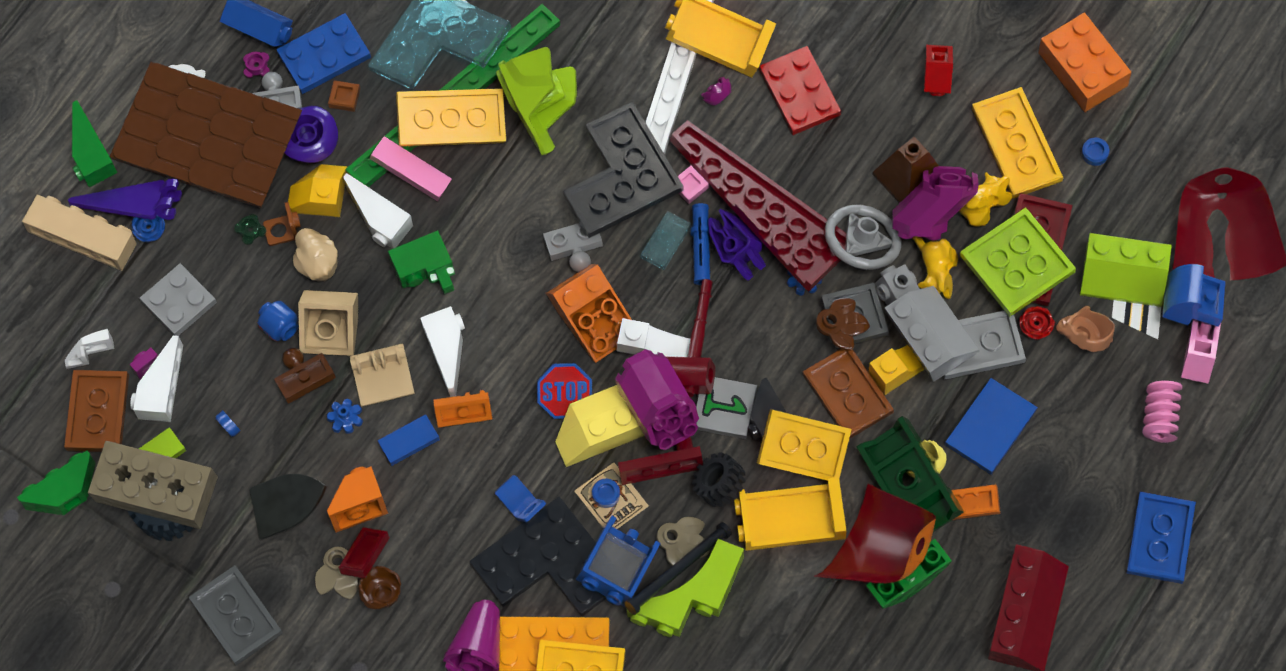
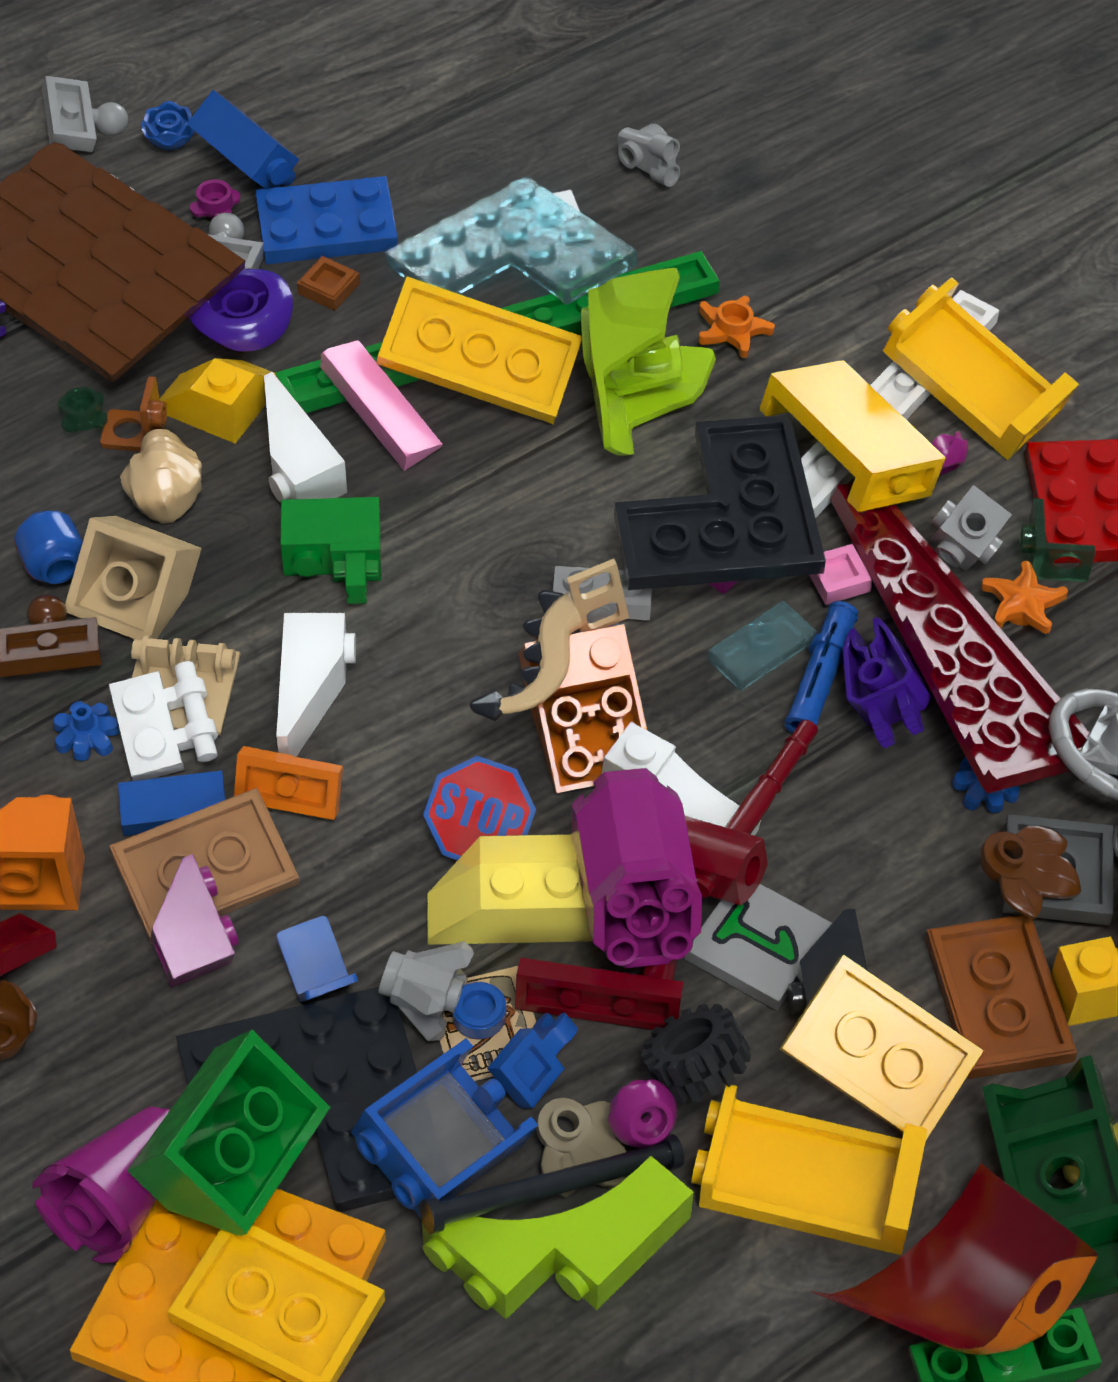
camera: 15 degrees right, 15 degrees down
(147, 35) = (73, 119): none -> light grey plate
(204, 14) = (167, 126): none -> blue plate
(378, 405) = (147, 724): none -> white plate
(441, 468) = (229, 837): none -> medium nougat tile
(451, 506) = (188, 929): none -> slope
(524, 603) = (230, 1136): none -> green slope
(567, 290) = (553, 631): none -> tan piece
(576, 44) = (732, 323): none -> orange animal
(579, 492) = (427, 985): none -> light grey rock
(641, 511) = (529, 1061): none -> blue plate
(669, 97) = (860, 430): none -> yellow panel
(705, 518) = (632, 1102): none -> magenta plate
(751, 128) = (968, 529): none -> light grey brick
(788, 164) = (1024, 599): none -> orange animal
(791, 138) = (1043, 554): none -> clear green bracket

